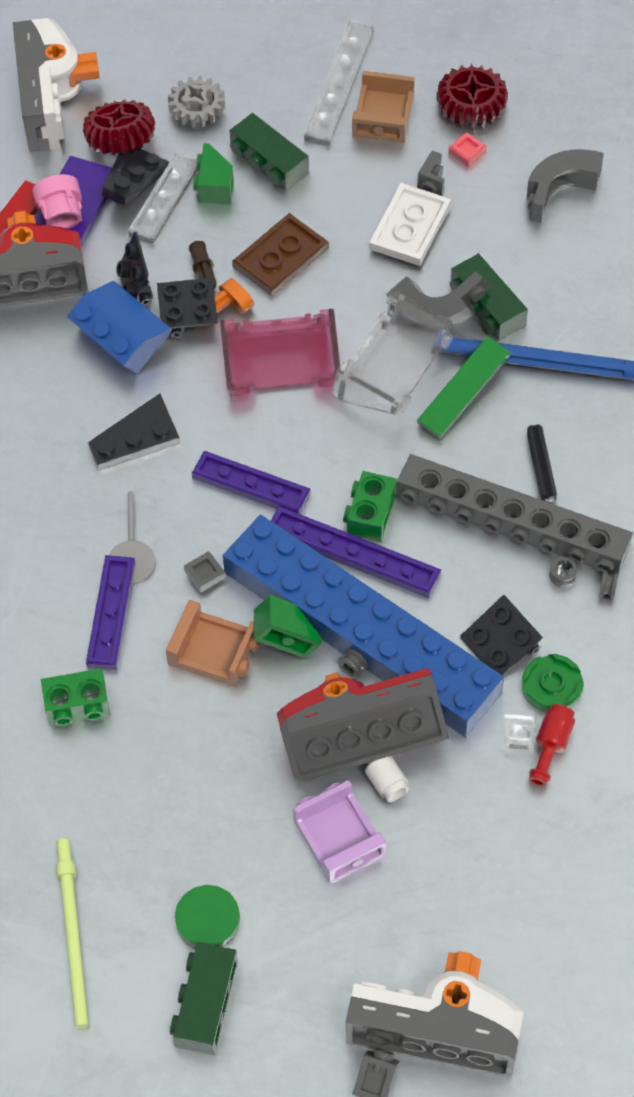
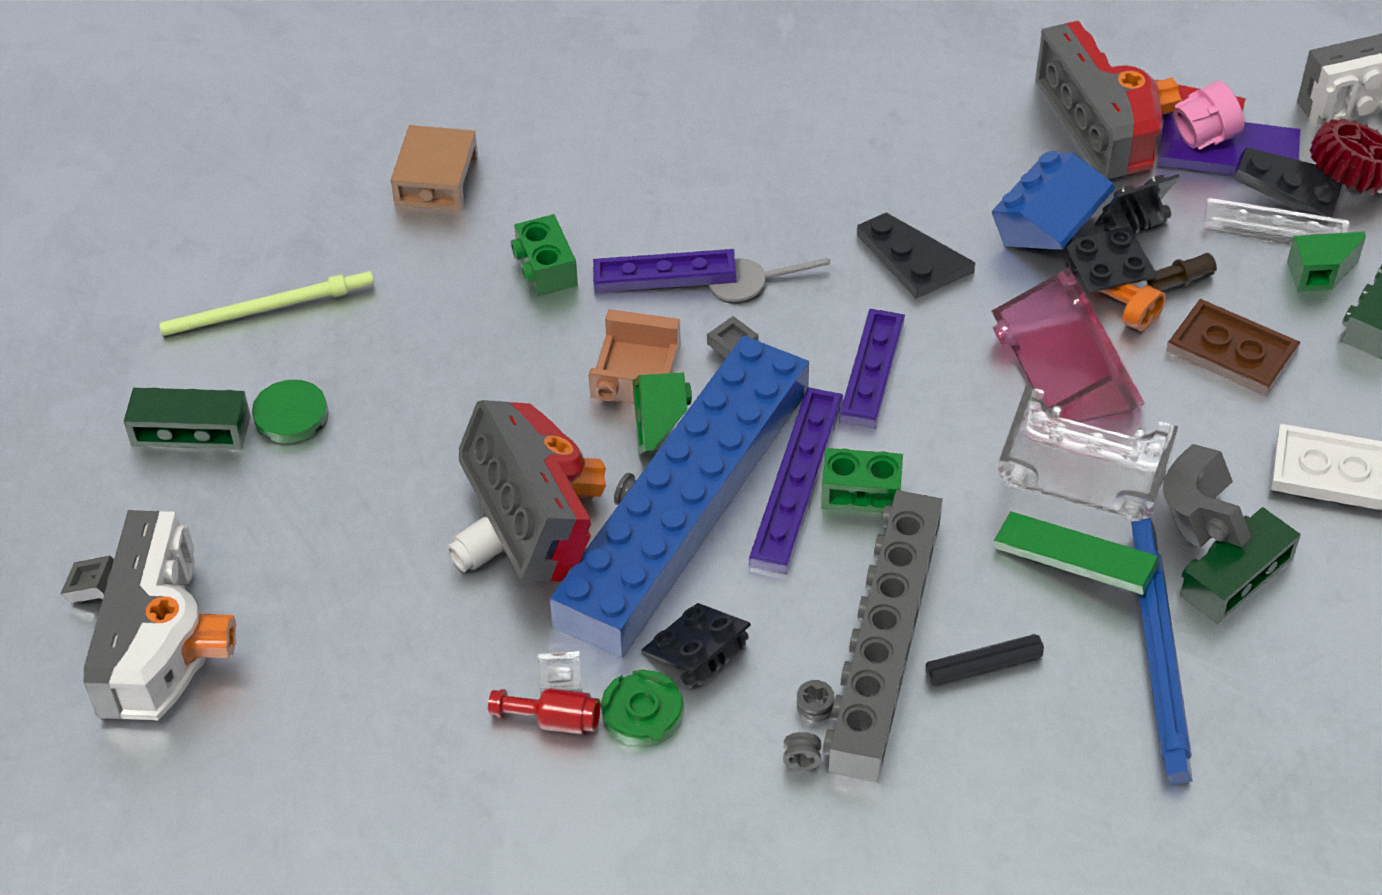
camera: 80 degrees right, 10 degrees down
(338, 831) = (403, 511): lavender panel -> none

